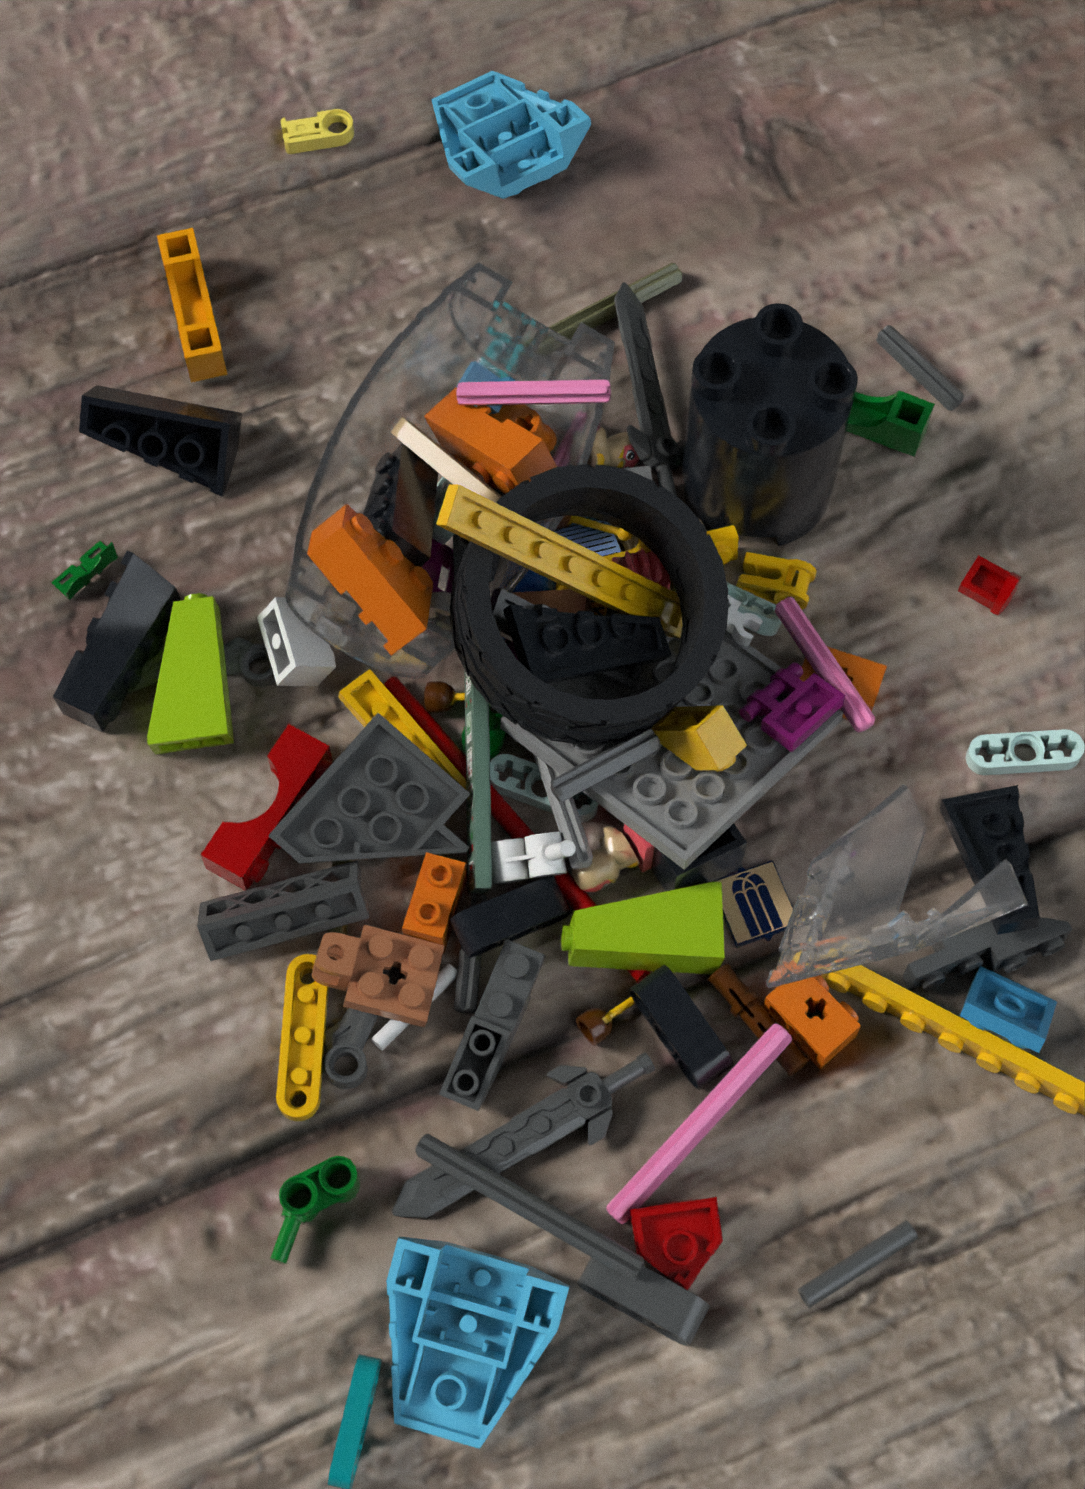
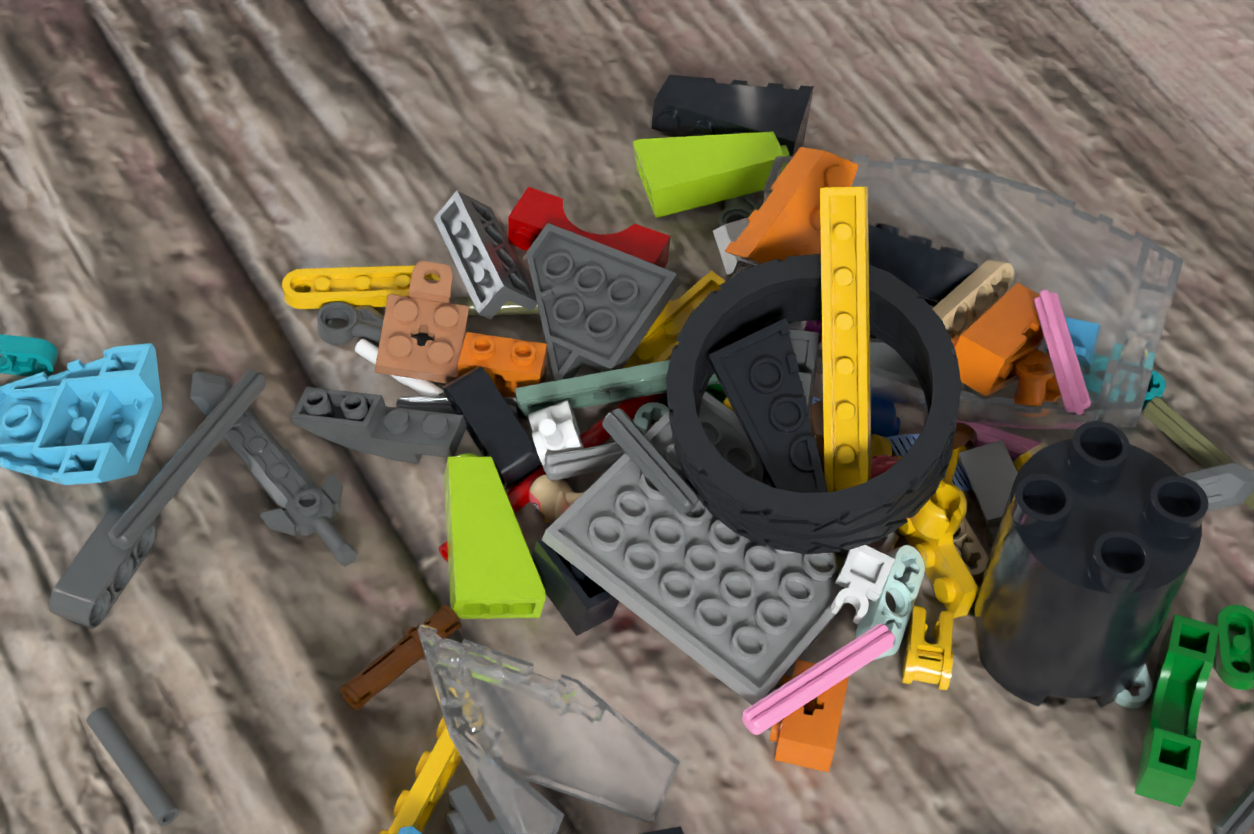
camera: 80 degrees right, 15 degrees down
(93, 566) = (823, 107): green piece -> none
(166, 433) = (966, 118): black wedge -> none
(192, 305) = (1144, 124): light orange arch -> none
(323, 1196) = (207, 303): green beam -> none
(597, 1023) = (387, 514): reddish brown hinge -> none
(678, 1236) = (163, 593): red plate -> none
(681, 1027) = (384, 580): black beam -> none
(699, 1123) = (284, 604): bright pink axle -> none
(701, 736) = (691, 541): yellow slope -> none
(755, 904) = (545, 644): piece -> none
(799, 714) = (750, 647): magenta plate -> none
(816, 1037) = (398, 706): orange brick -> none

